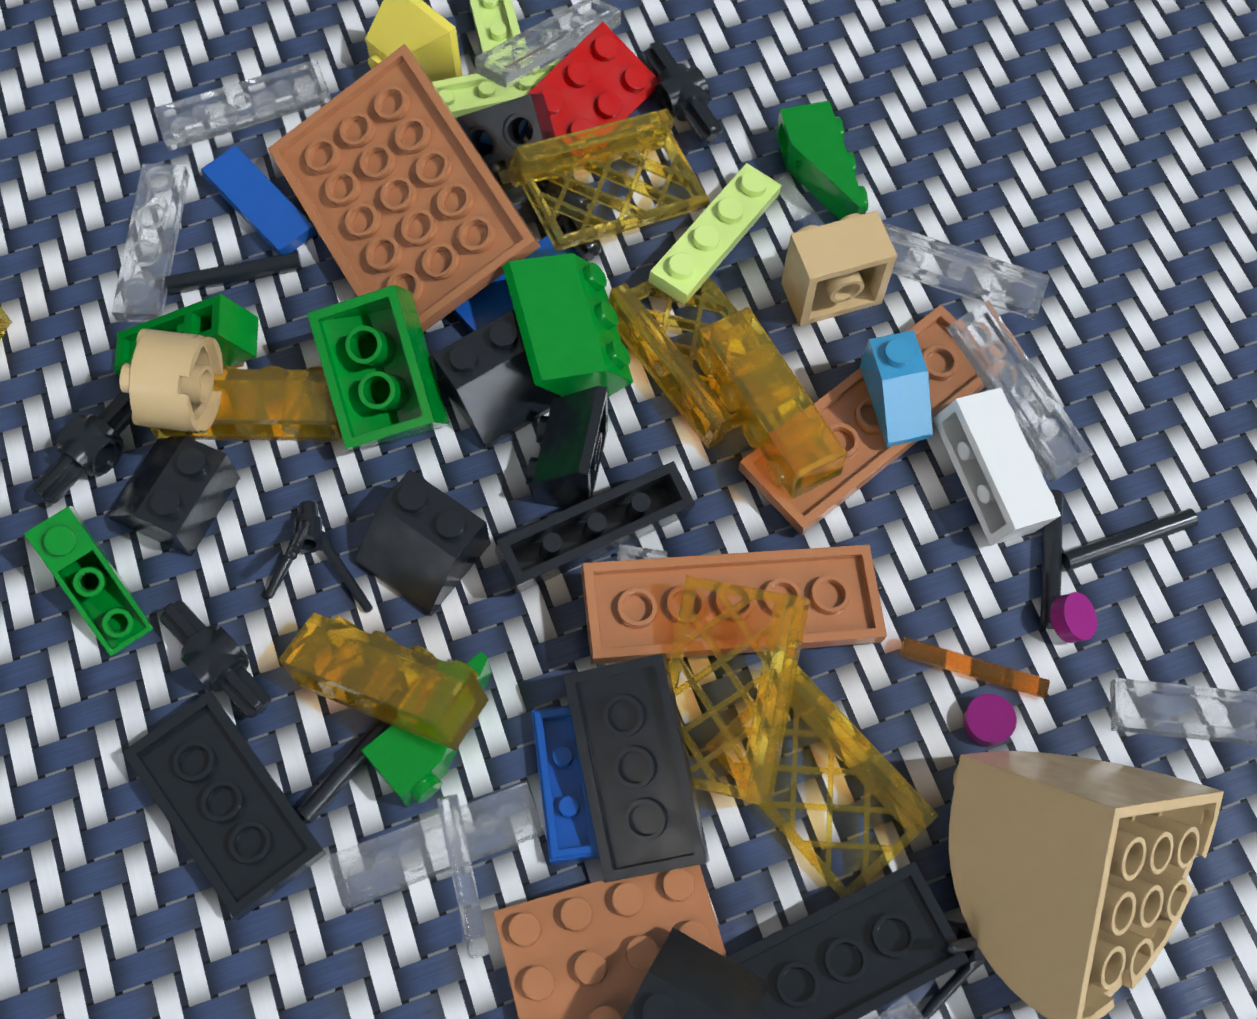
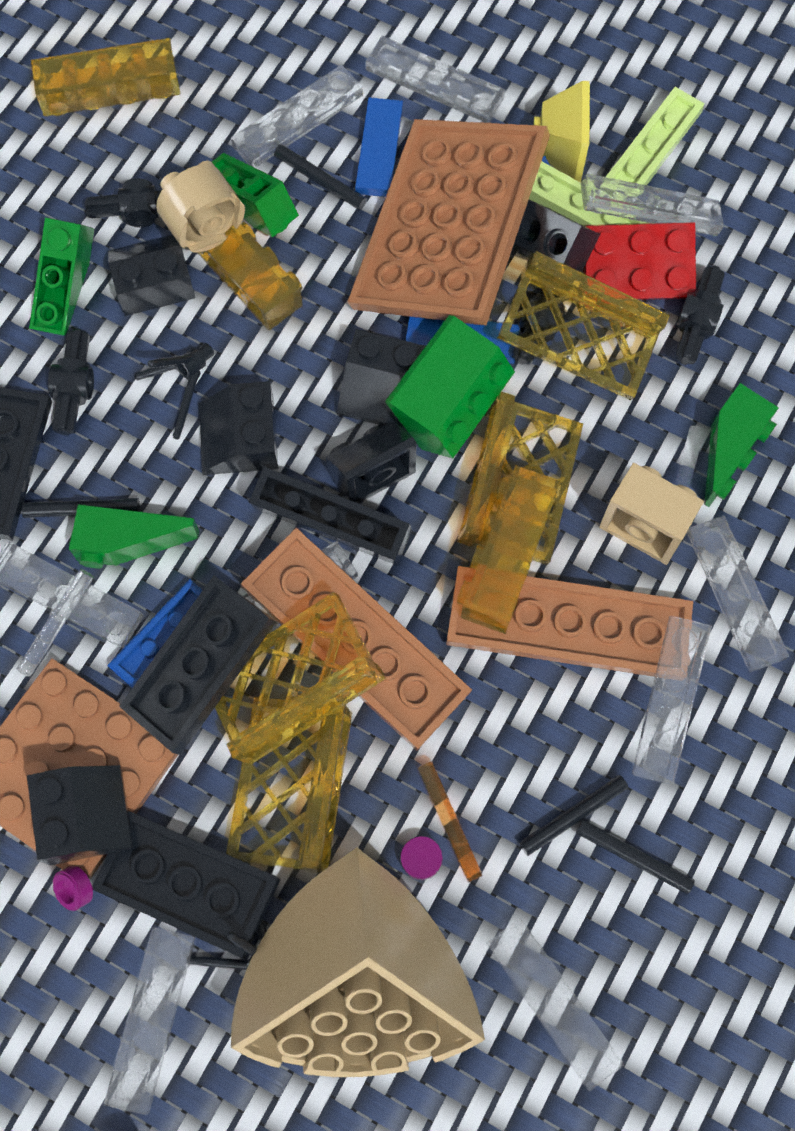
camera: 50 degrees right, 5 degrees up
(378, 368) = (321, 307): green slope -> none
(386, 679) = (128, 482): clear yellow brick -> none
(714, 234) = (612, 420): yellowish green plate -> none
(898, 387) = (594, 620): dark azure slope -> none
(996, 466) = (601, 726): white brick -> none
(1073, 617) = (539, 859): magenta tile -> none

